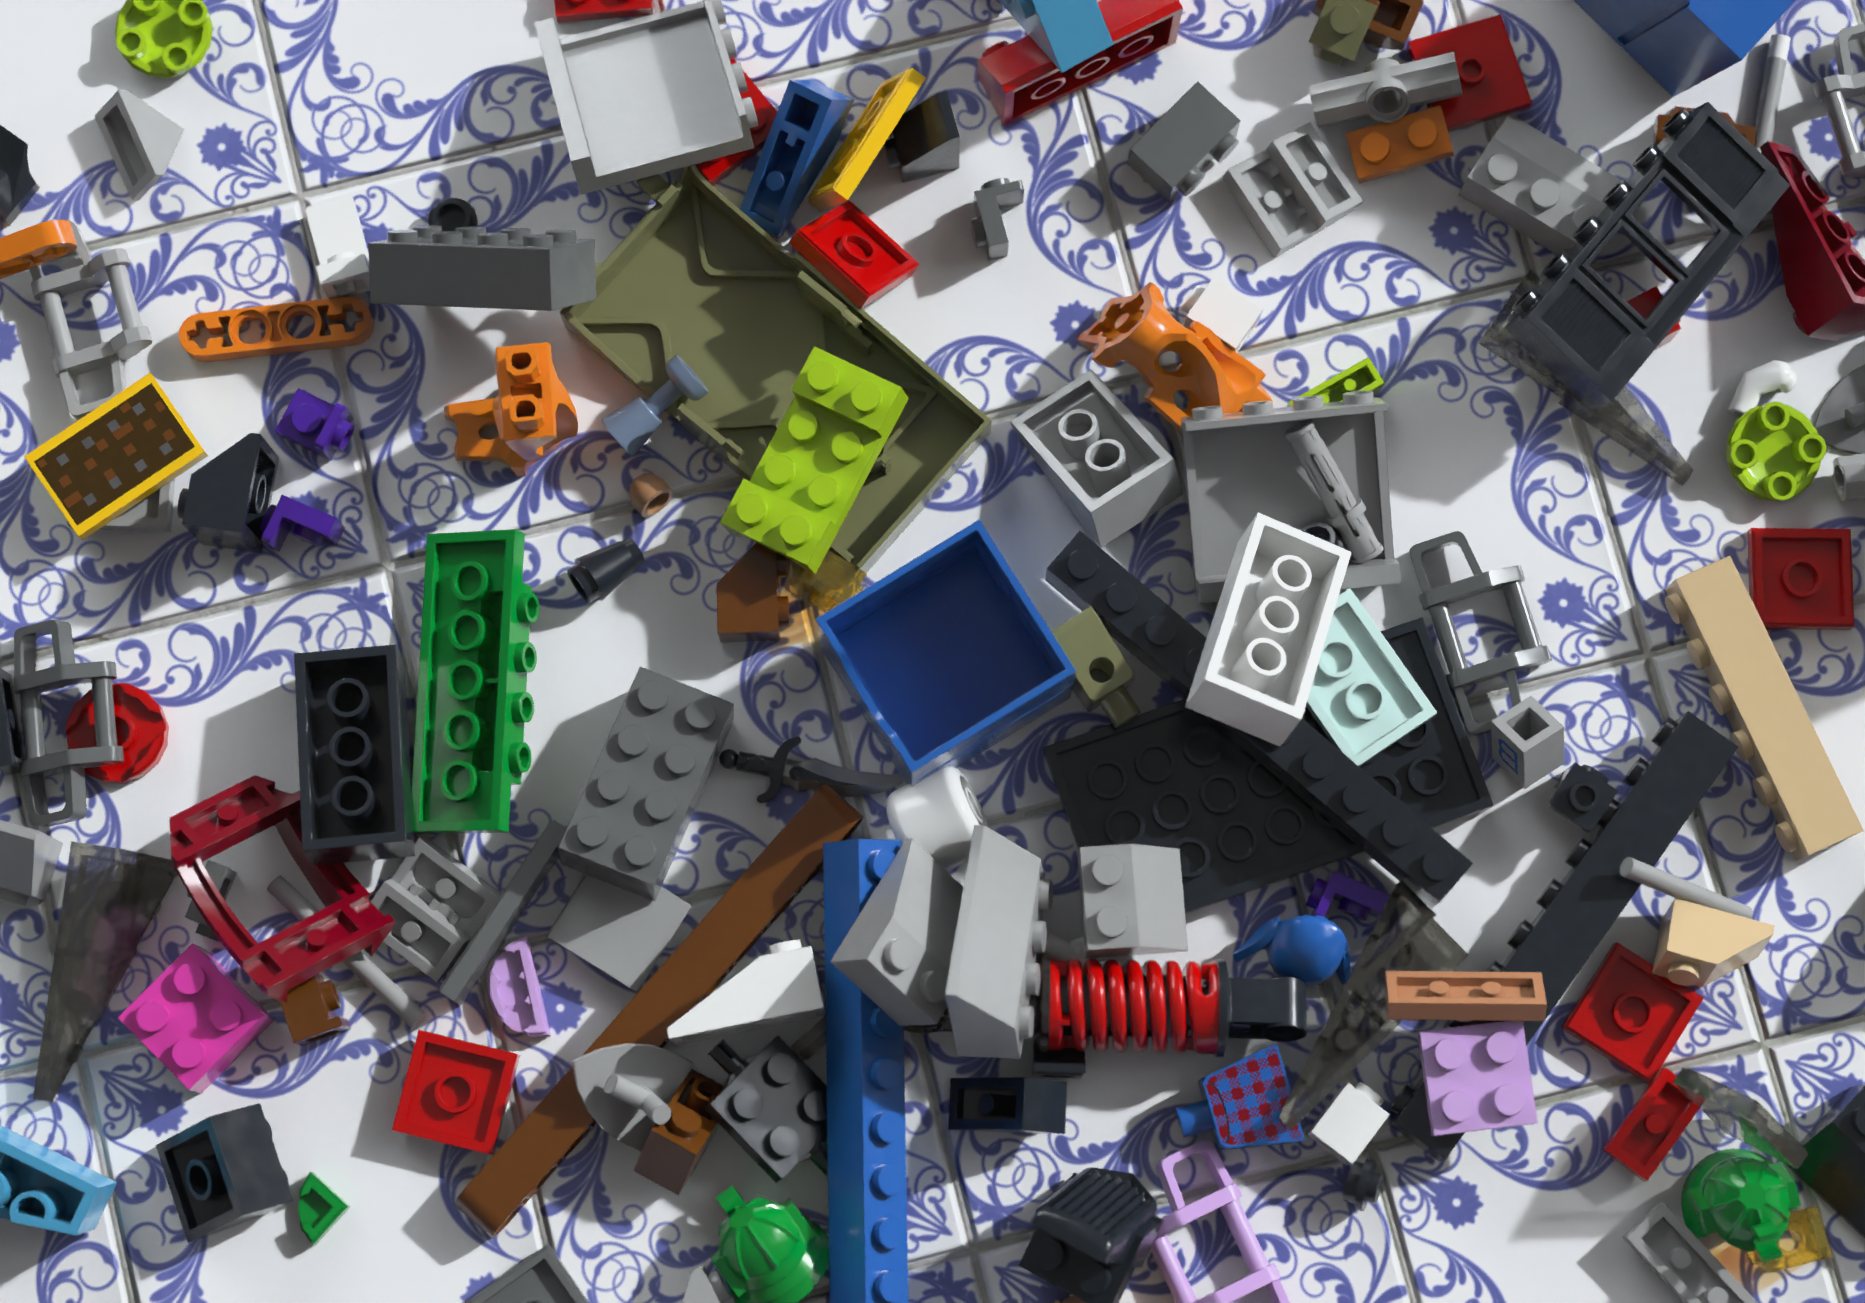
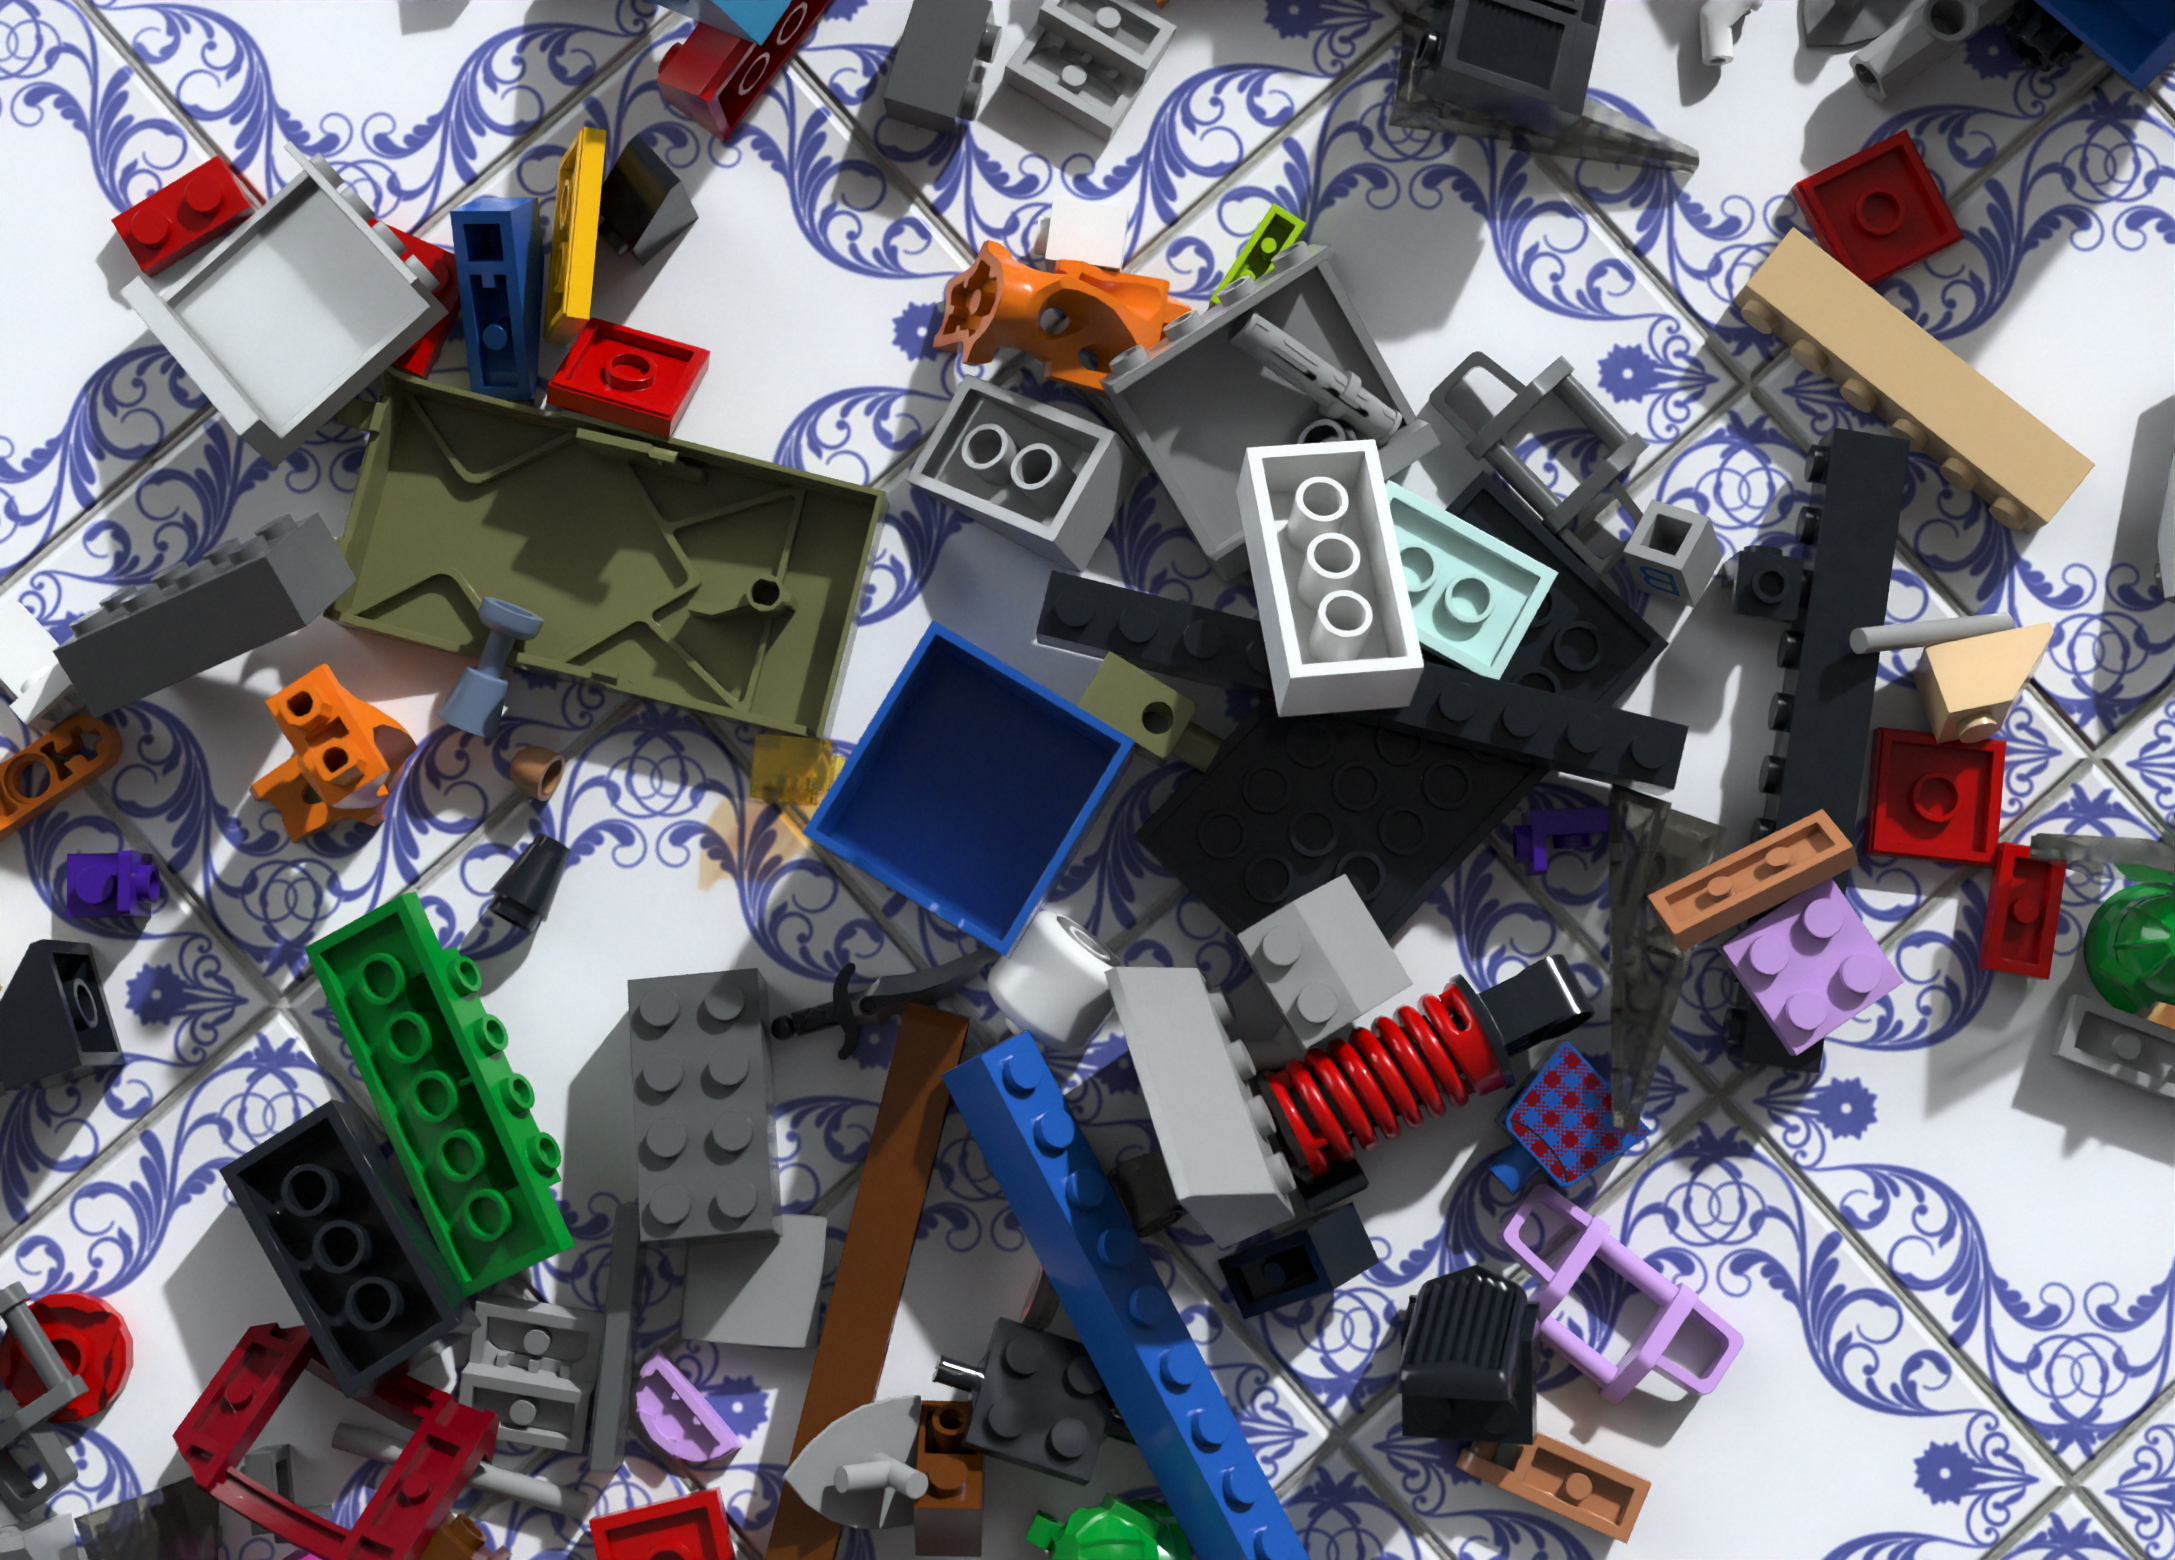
camera: 25 degrees left, 5 degrees up
(309, 524) = (165, 1006): dark purple bracket -> none
(453, 214) = (143, 561): black plate -> none
(750, 598) = (711, 829): reddish brown slope -> none
(762, 995) = (967, 1277): white slope -> none
(816, 460) = (707, 639): lime piece -> none
(905, 938) = (1093, 1142): light grey slope -> none
(988, 225) = (765, 265): dark grey bracket -> none
(1301, 949) = (1538, 919): blue piece -> none
(1349, 1122) = (1689, 1083): white brick -> none
(1362, 1184) = (1737, 1145): black plate -> none
(1774, 452) = (1778, 83): lime dish -> none

